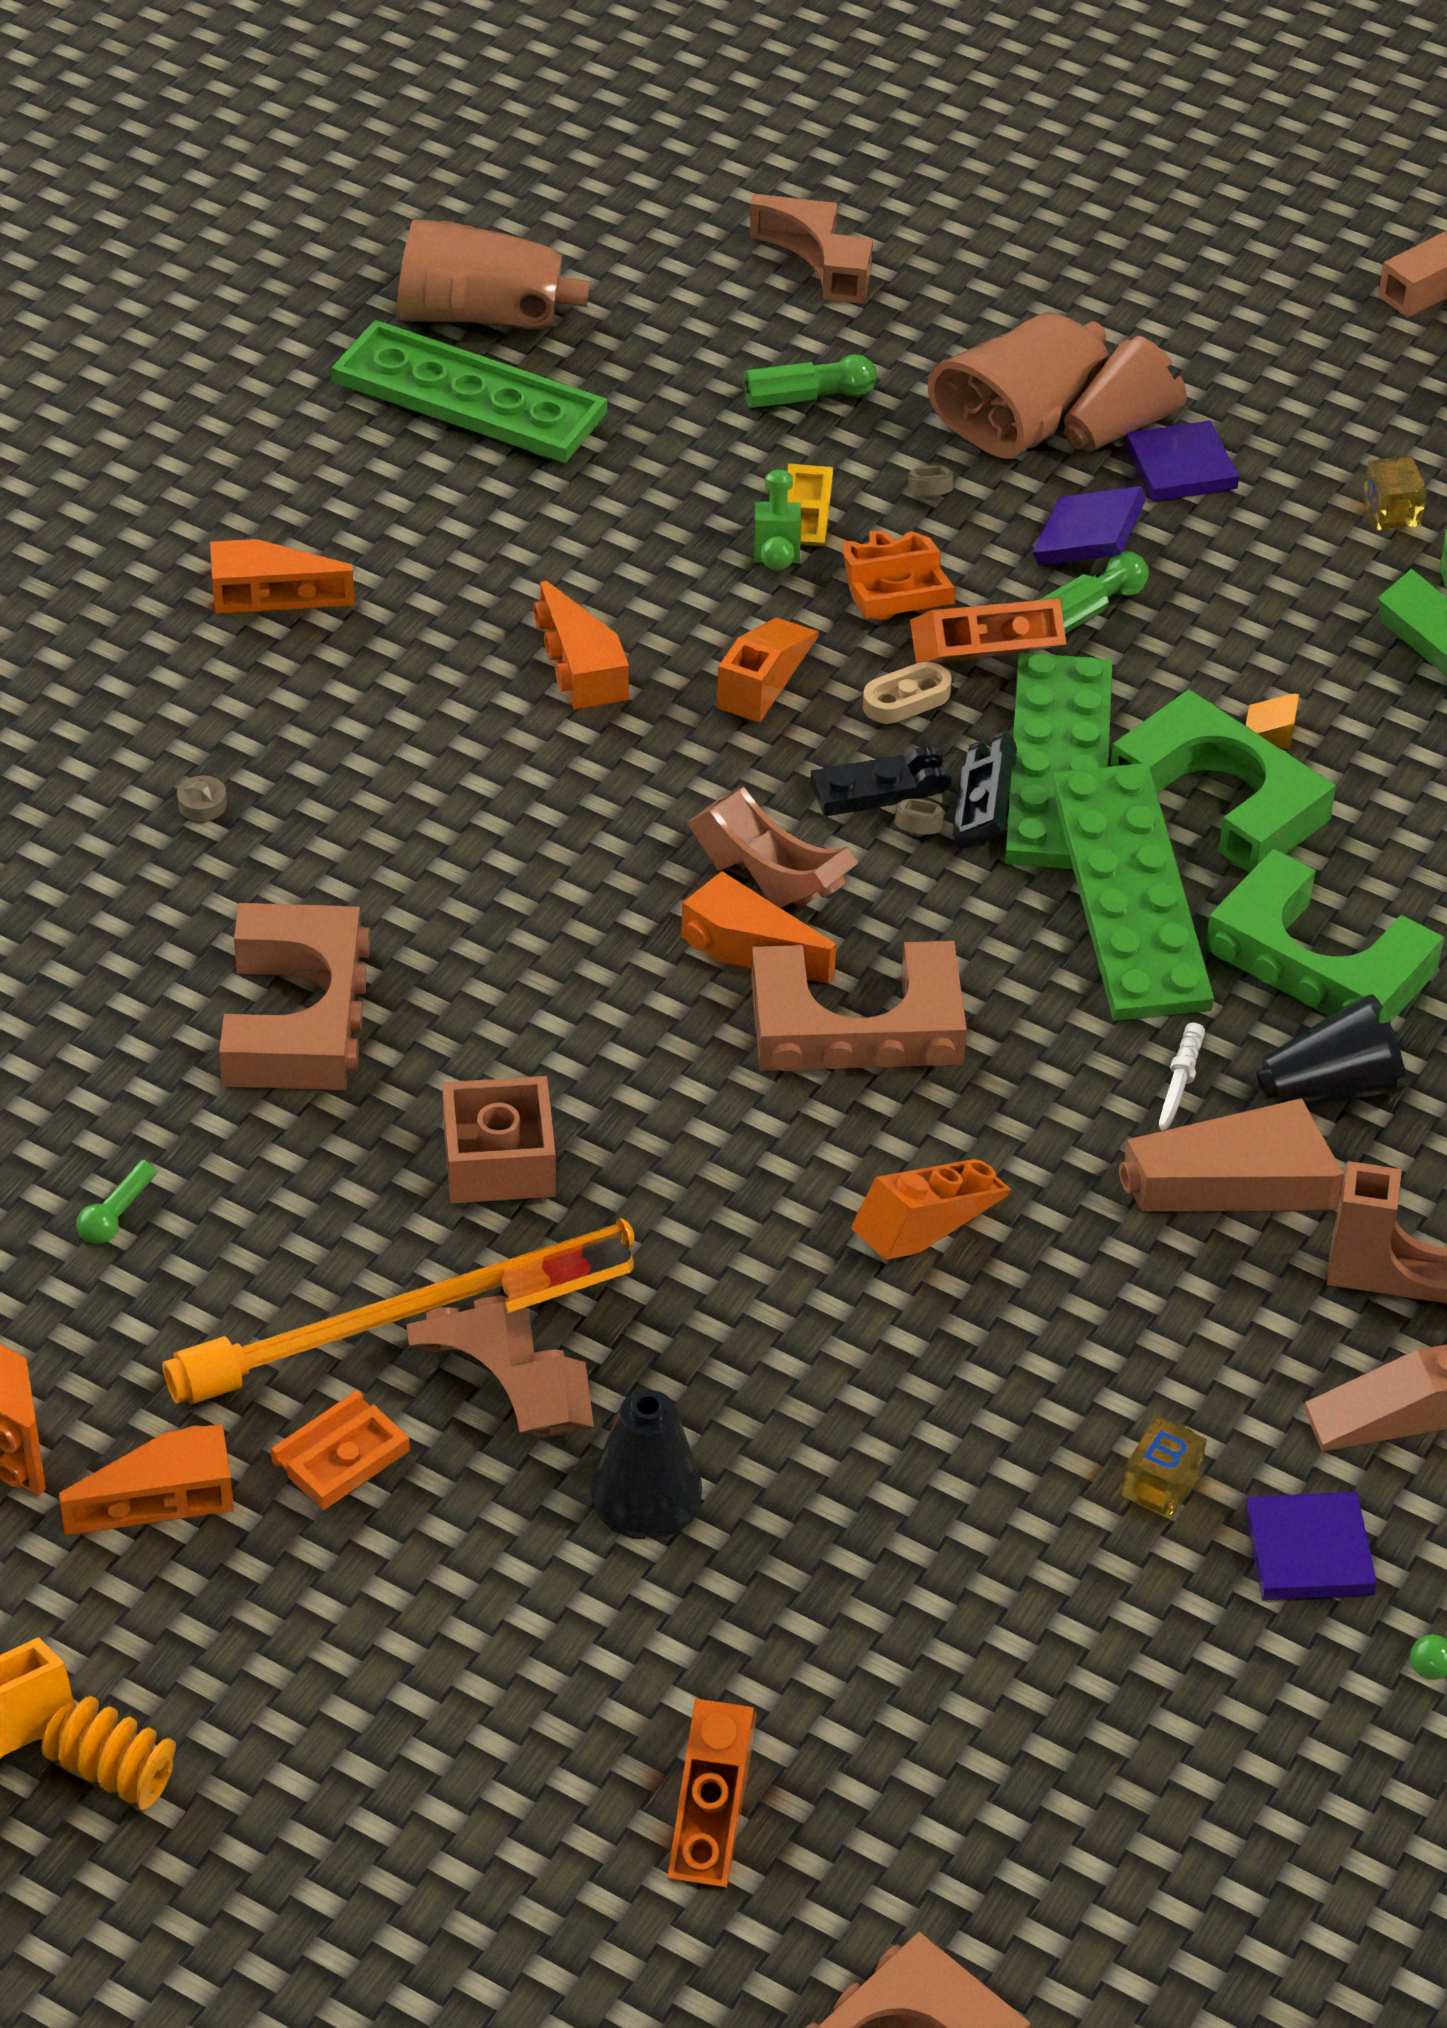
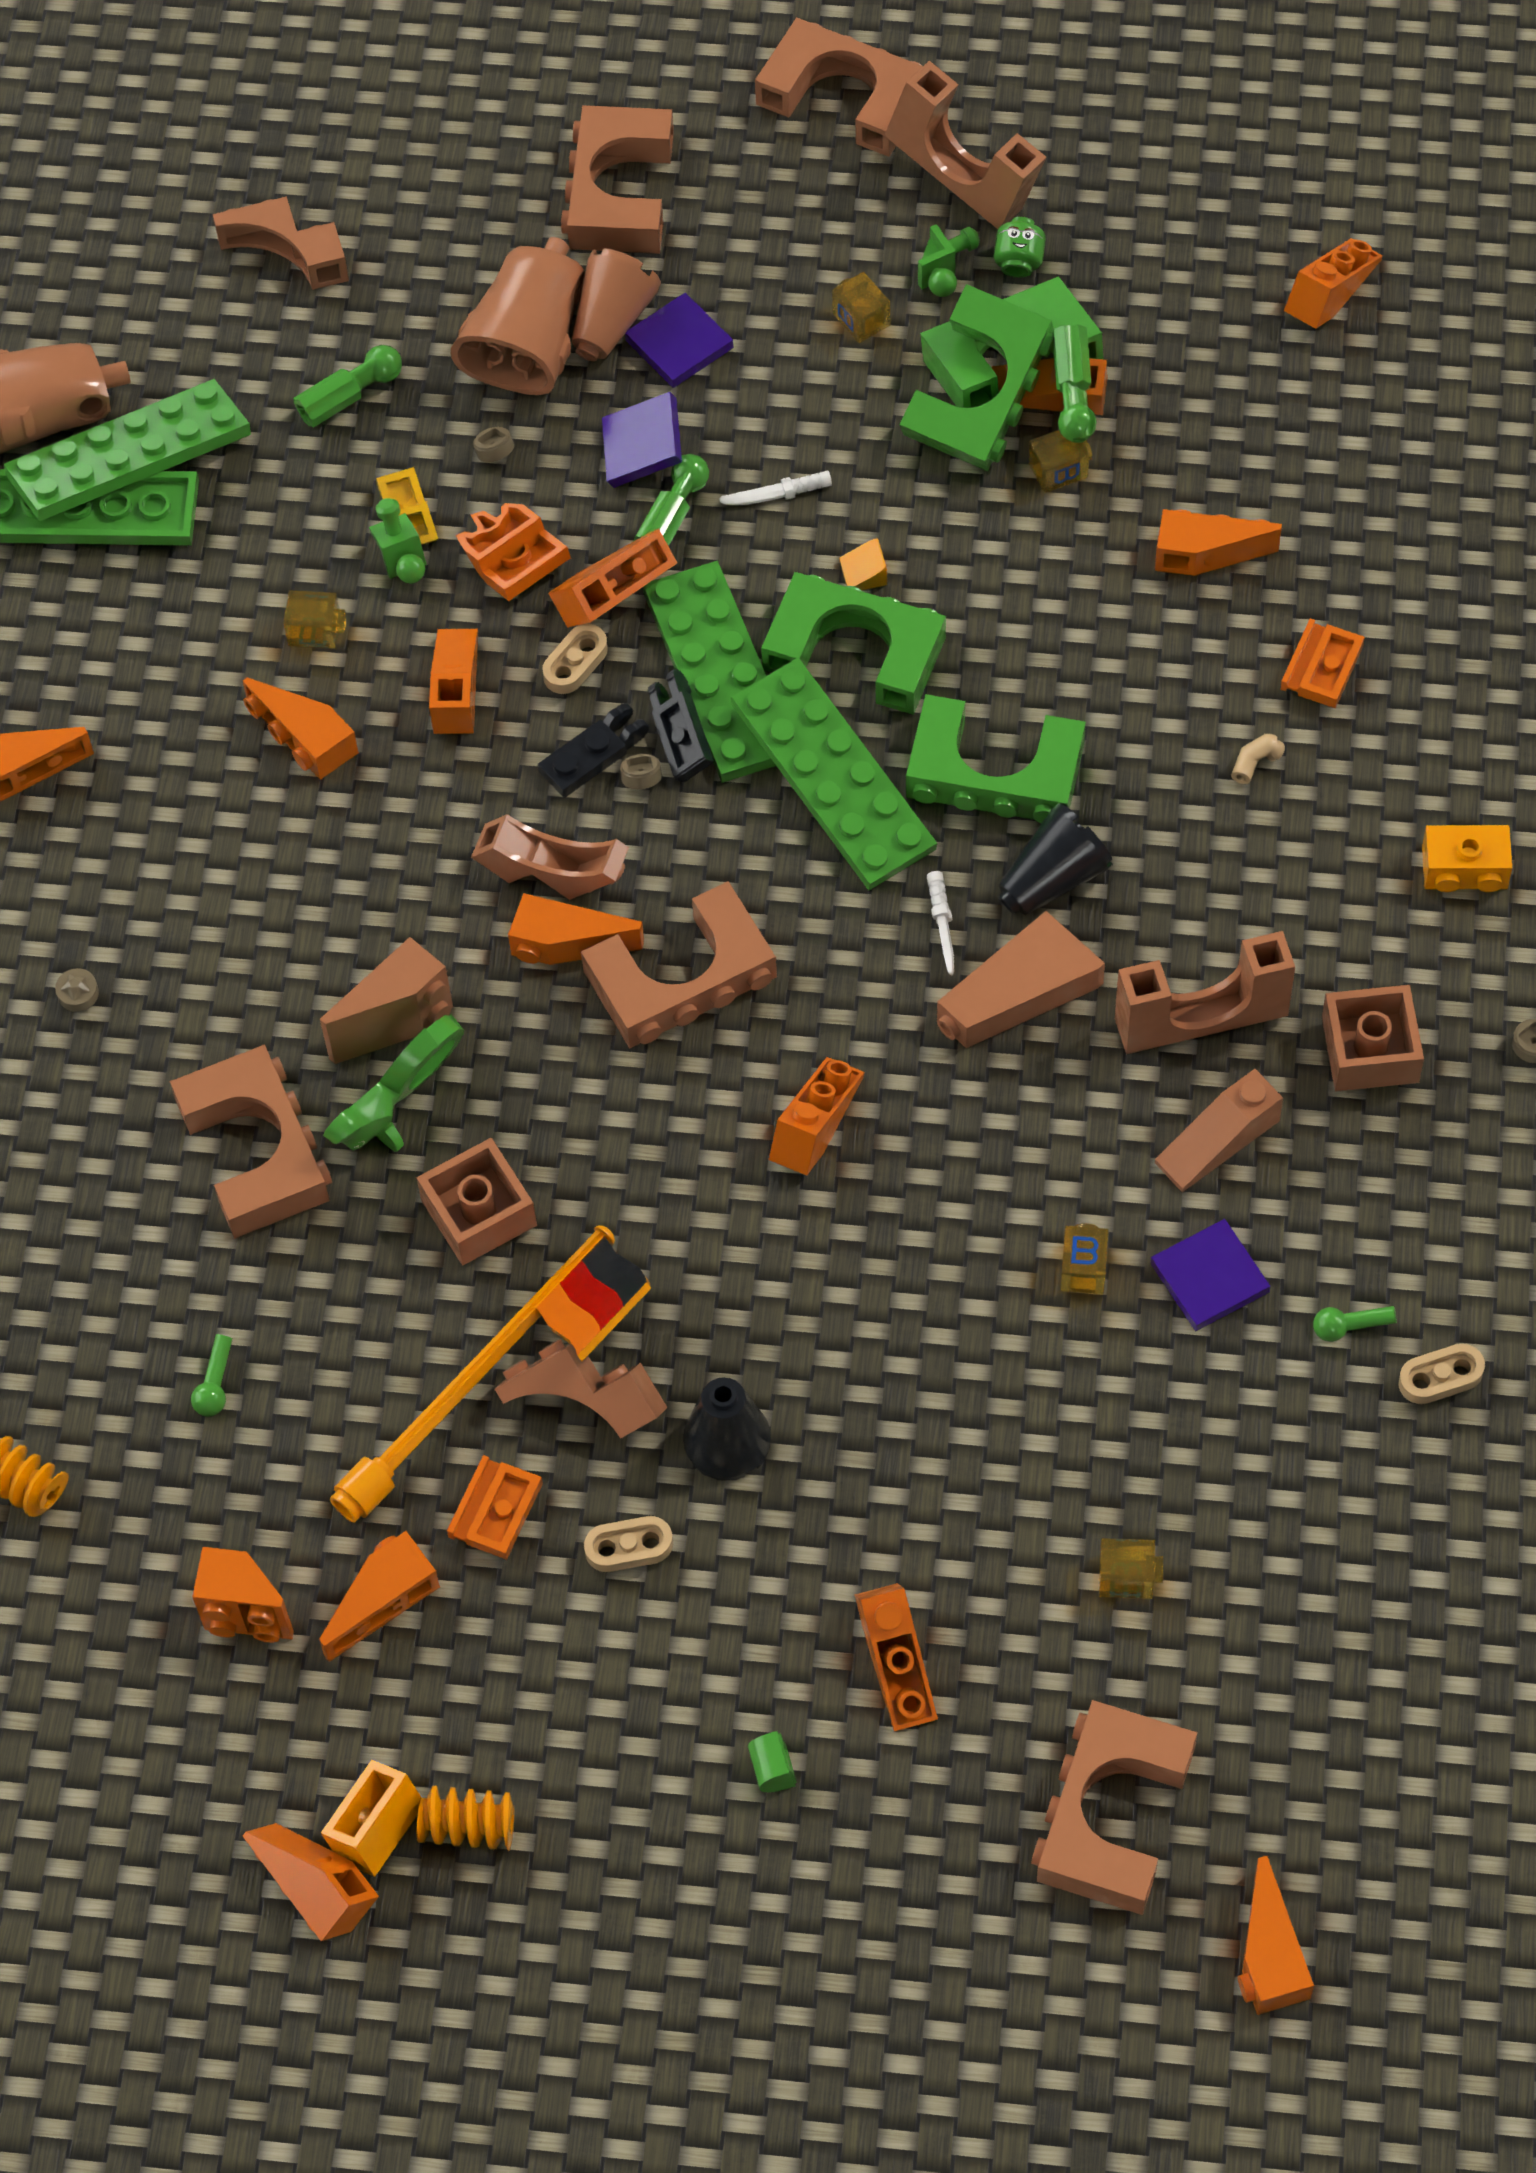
camera: 20 degrees left, 15 degrees up
(431, 1008) = (374, 1110): none -> bright green animal
(470, 1547) = (628, 1540): none -> tan plate
(501, 1846) = (772, 1763): none -> bright green brick
(511, 919) = (388, 1004): none -> nougat slope
(548, 356) = (127, 449): none -> bright green plate
(649, 562) = (313, 619): none -> clear yellow brick
(1044, 1813) = (1129, 1568): none -> clear yellow brick
(1195, 268) = (603, 140): none -> nougat arch
(1226, 625) = (787, 488): none -> white piece

